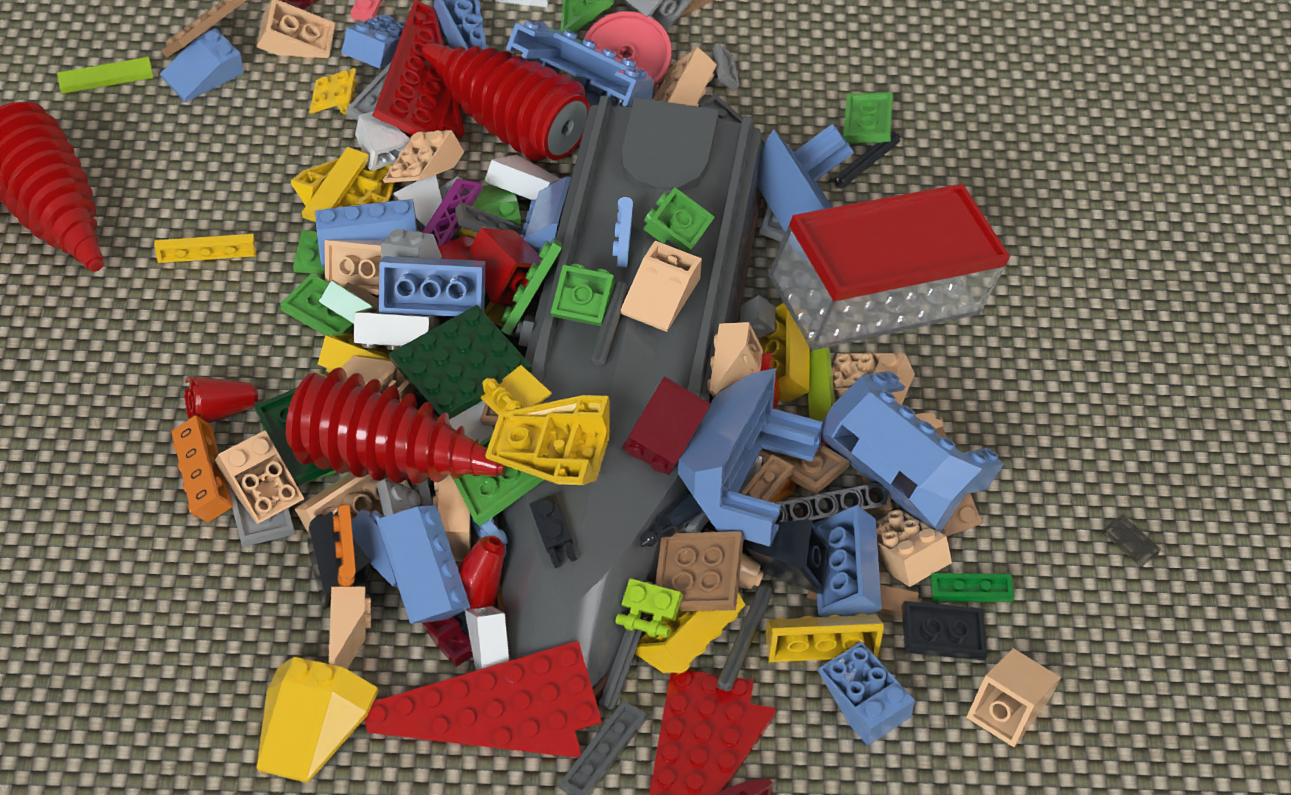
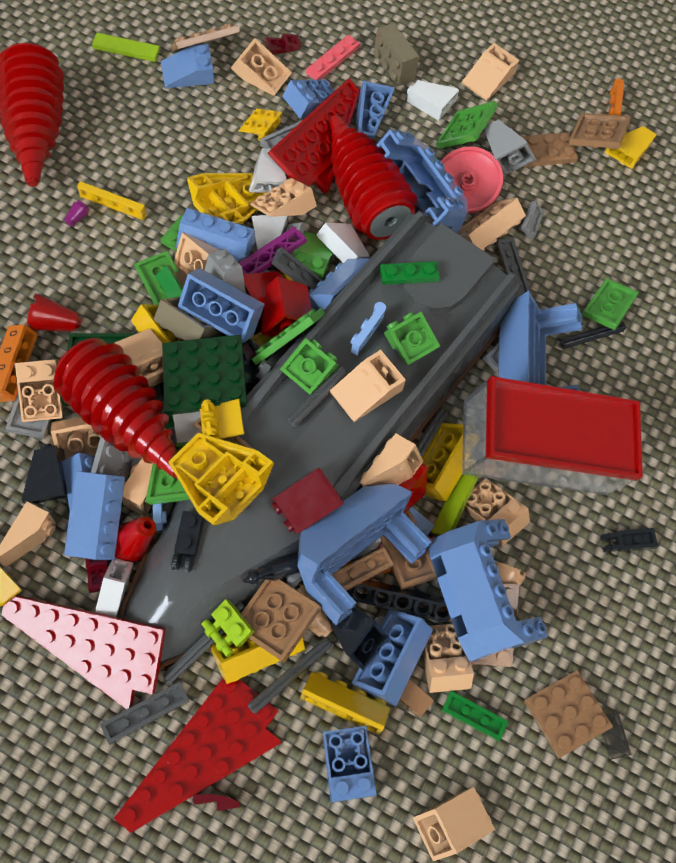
camera: 20 degrees right, 15 degrees up
(169, 279) = (76, 213): none -> magenta cone
(337, 182) = (218, 192): yellow tile -> none
(344, 547) = (46, 480): orange plate -> none
(632, 160) = (409, 273): none -> green plate
(759, 315) = (441, 426): light grey brick -> none
(944, 630) = (434, 741): black tile -> none
(1034, 345) = (631, 540): none -> black hinge
(1070, 541) = (568, 714): none -> medium nougat plate

